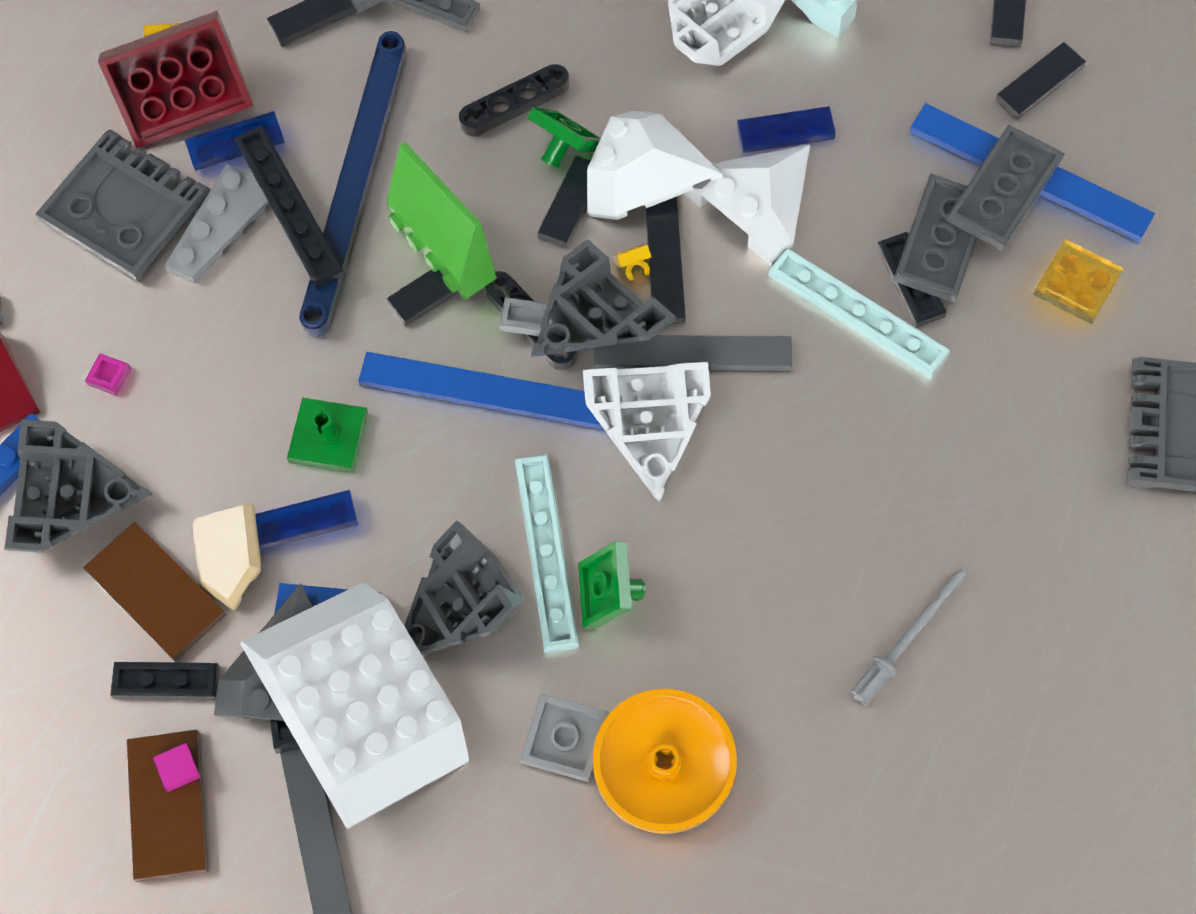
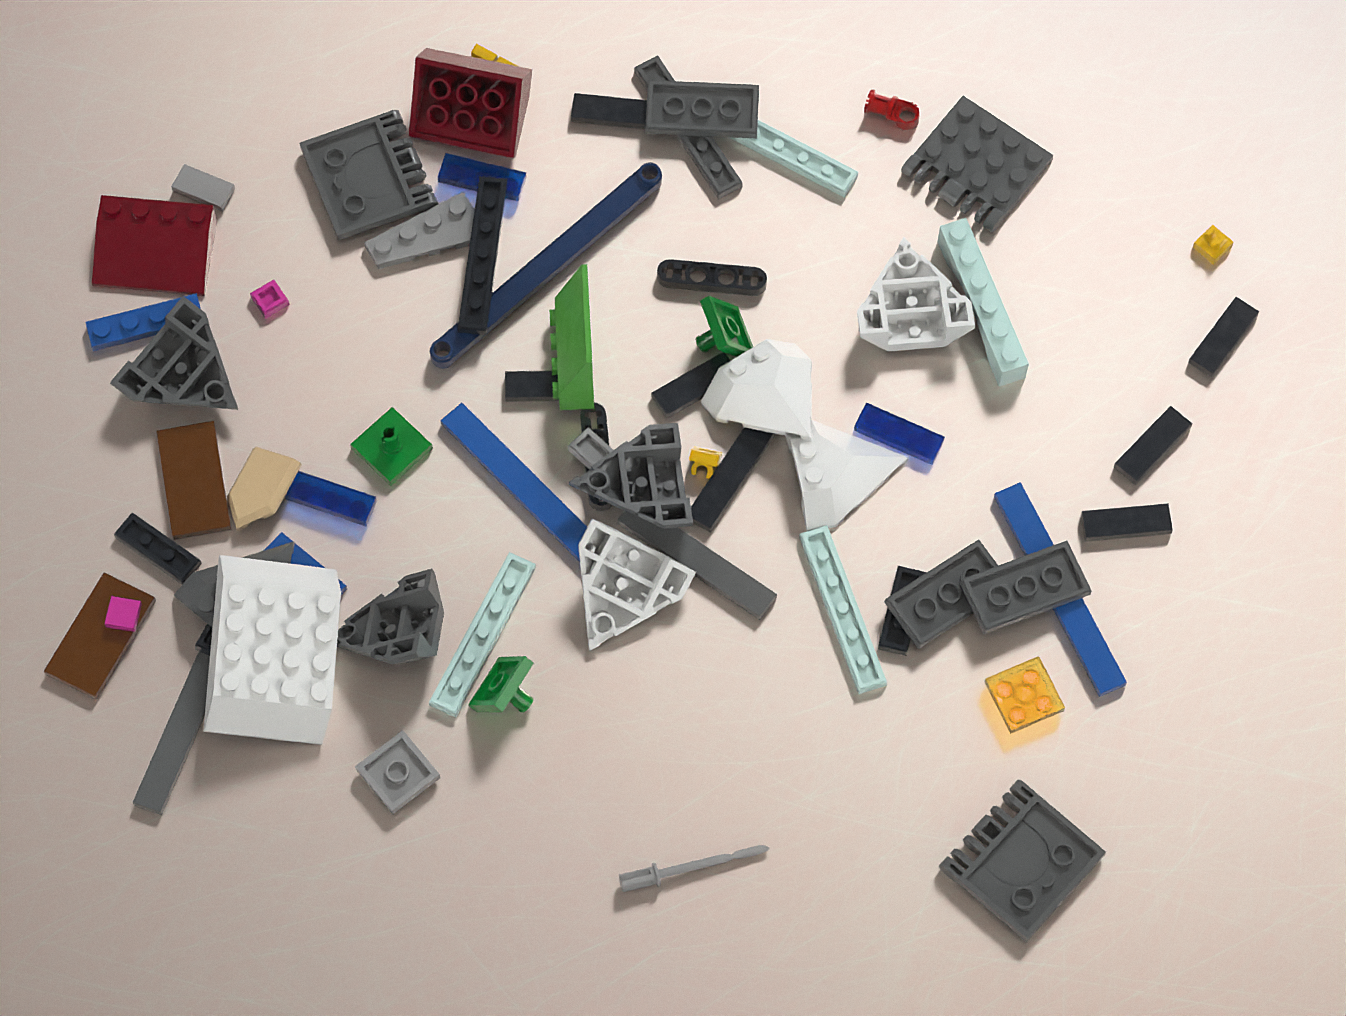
camera: 30 degrees right, 0 degrees up
(664, 761) = (451, 833): light orange dish -> none

